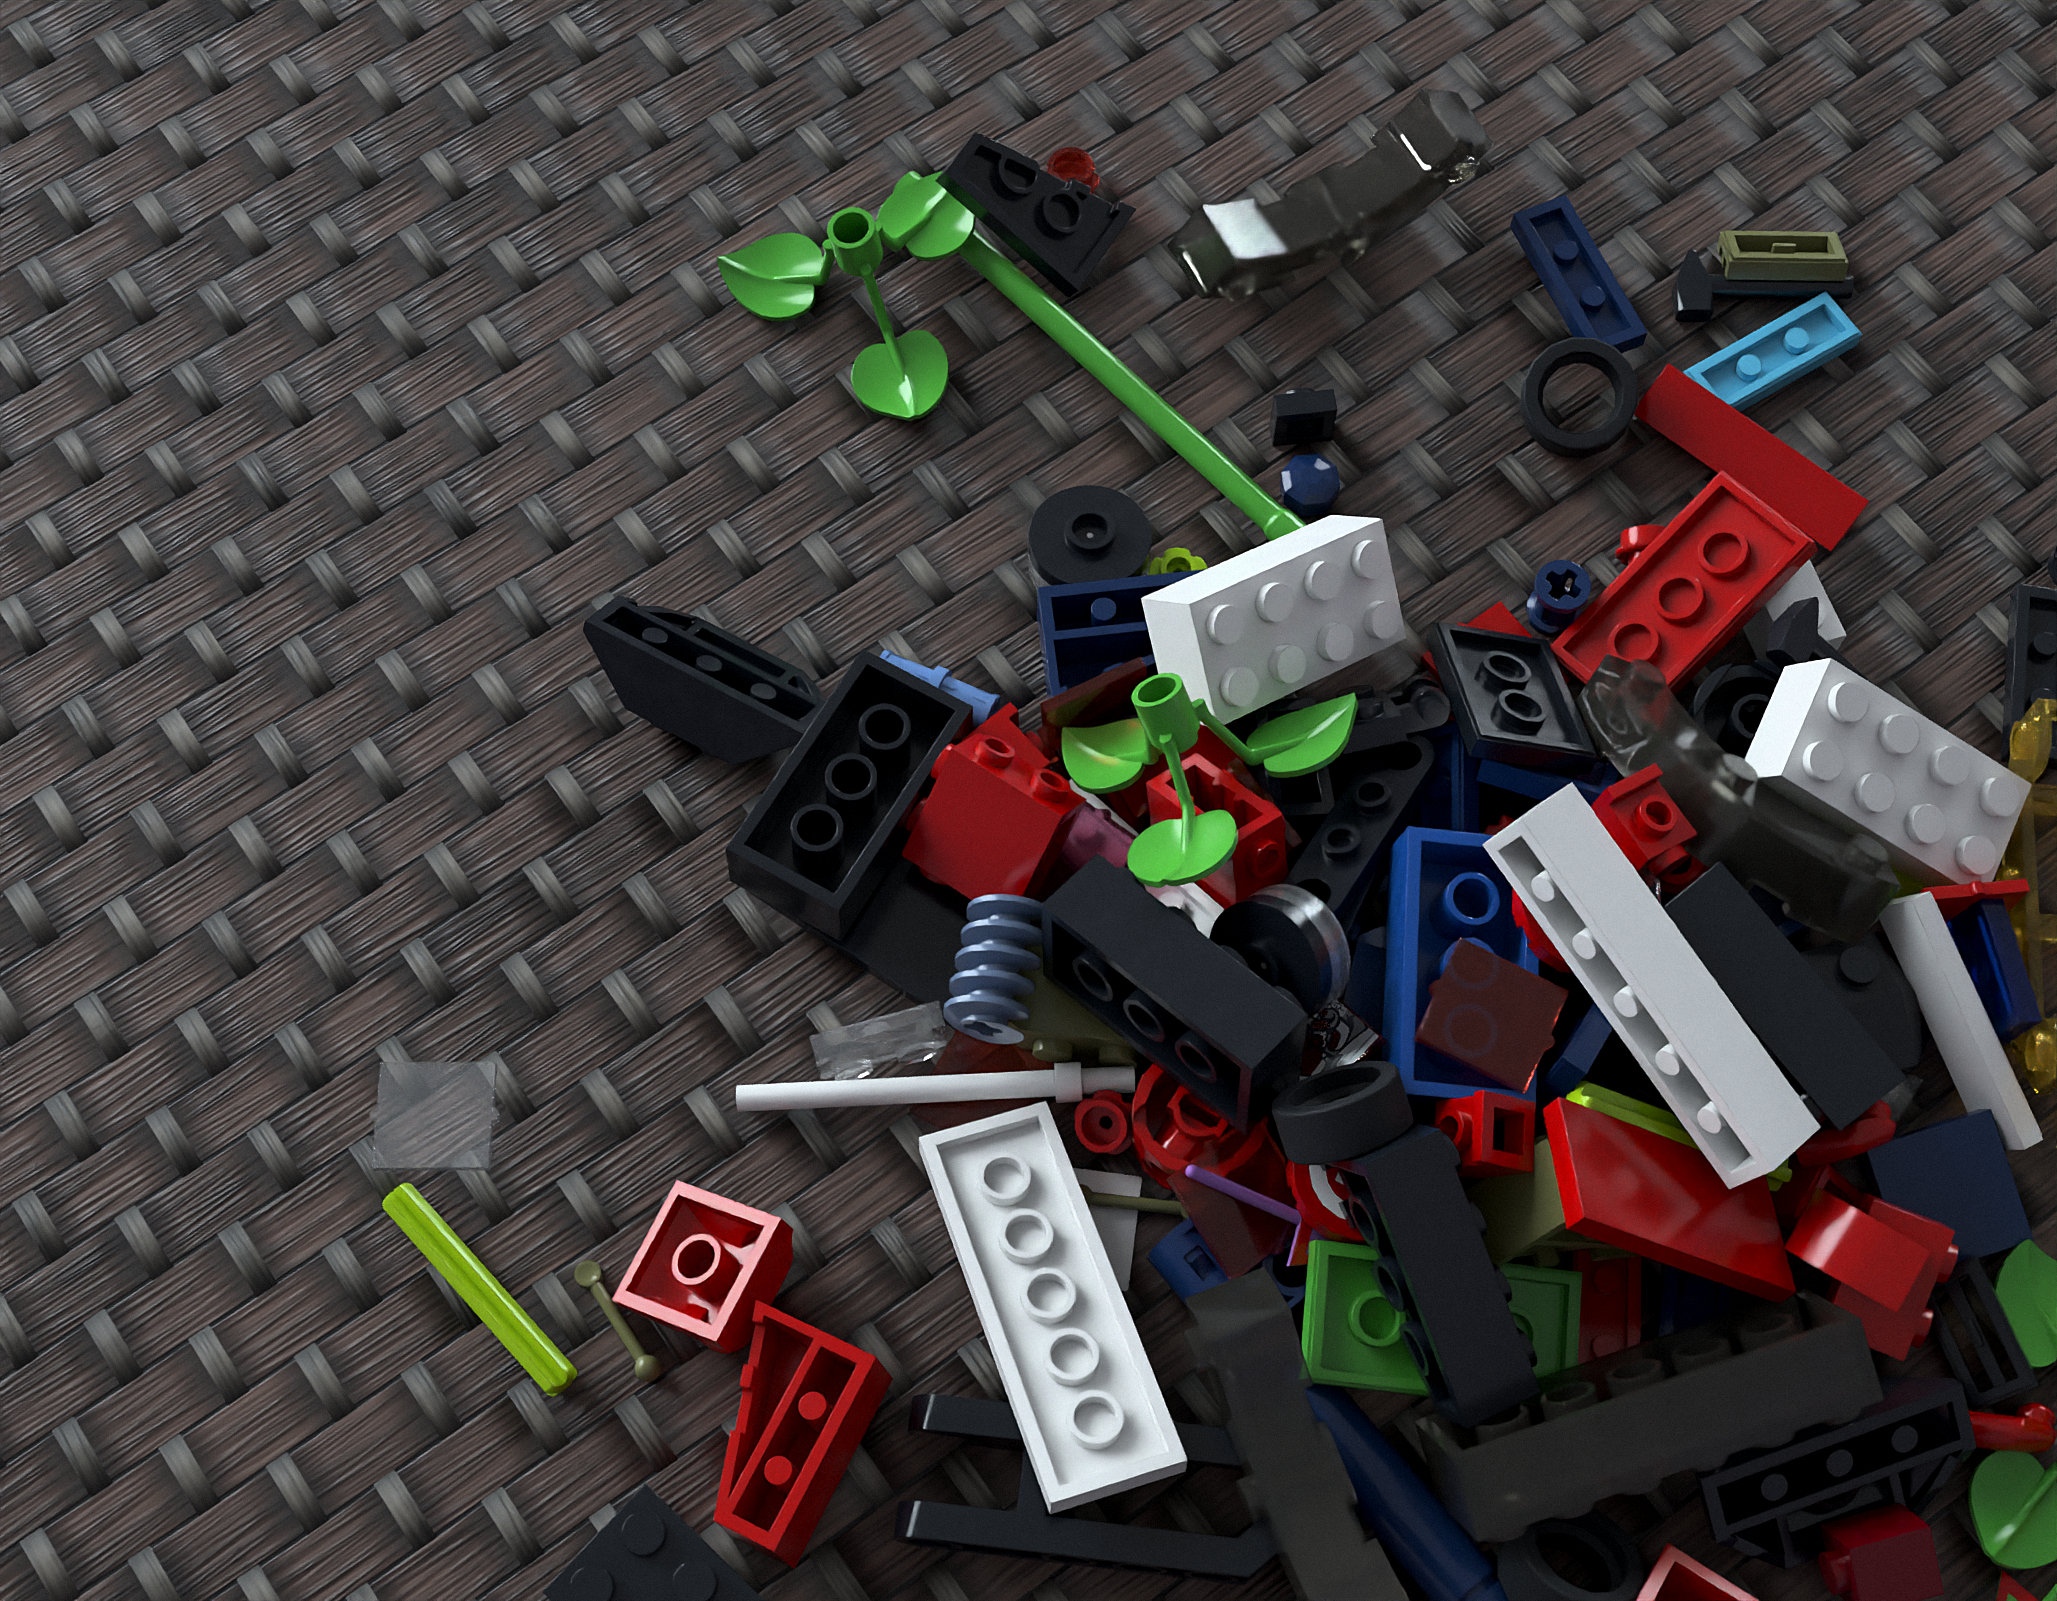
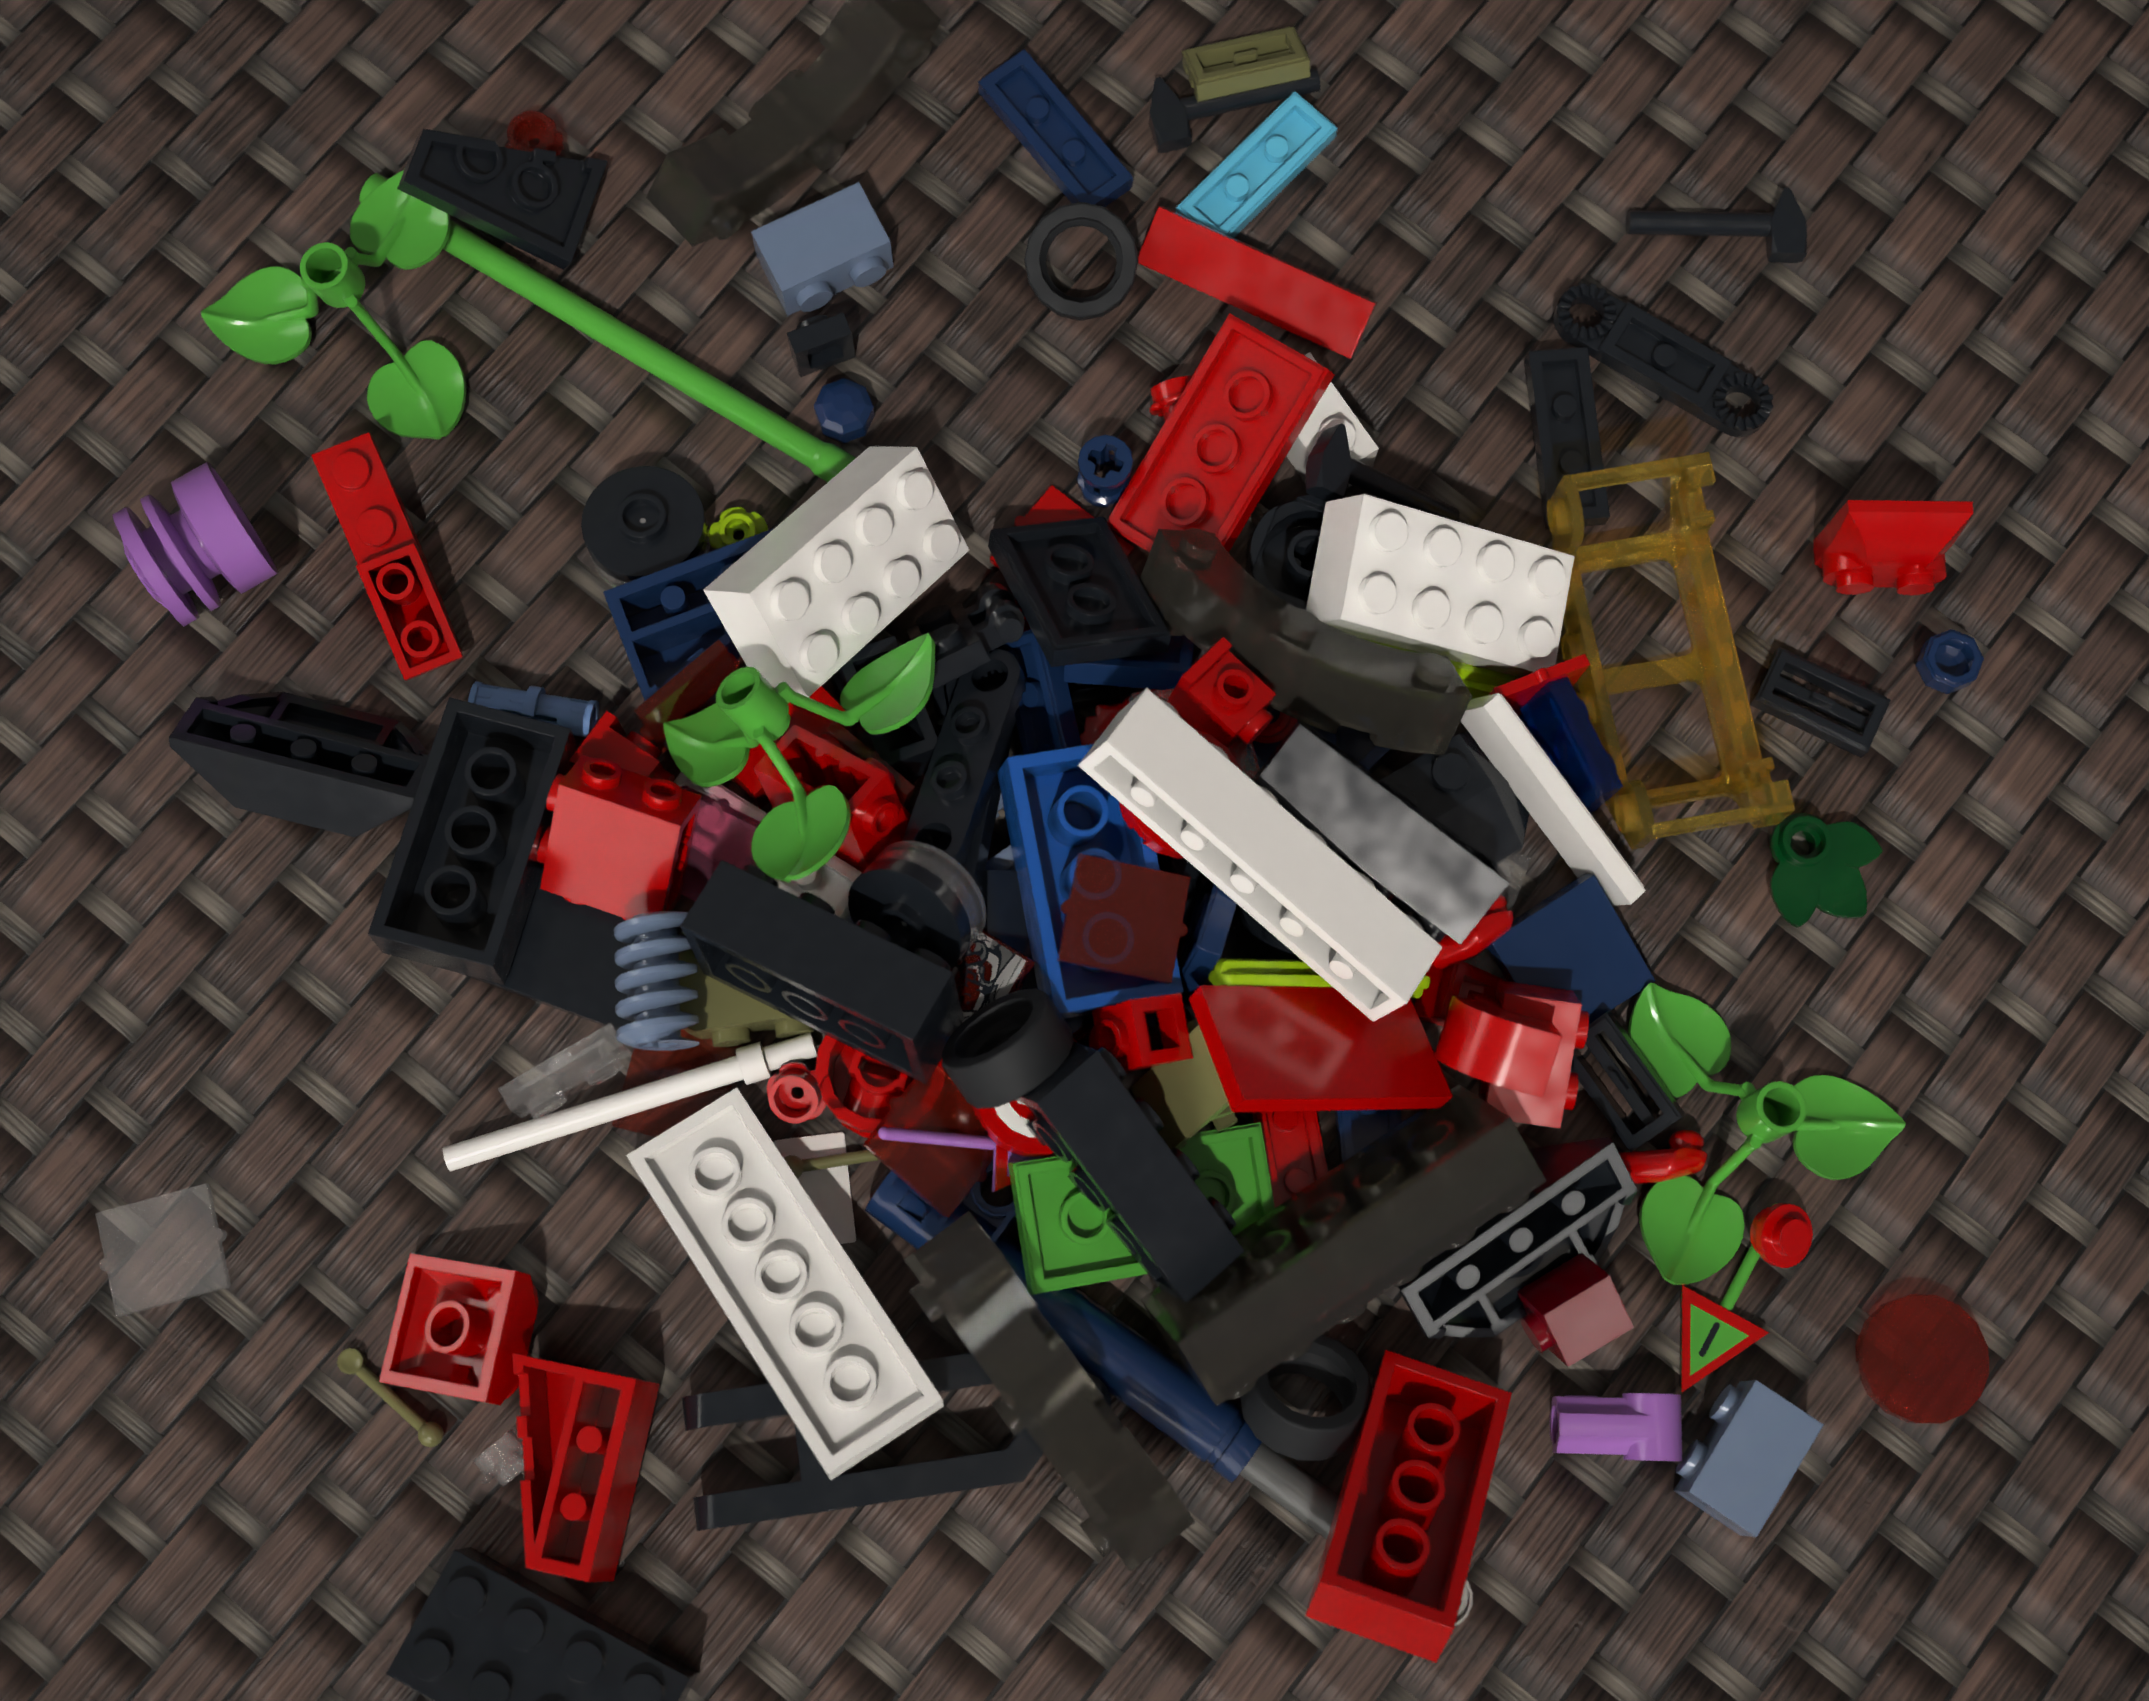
camera: 20 degrees left, 10 degrees up
(480, 1289) = (251, 1403): lime axle -> none
(656, 456) = (194, 544): none -> medium lavender wheel
(714, 1411) = (502, 1459): none -> clear plate
(834, 513) = (388, 556): none -> red slope
(1325, 332) = (823, 250): none -> sand blue brick

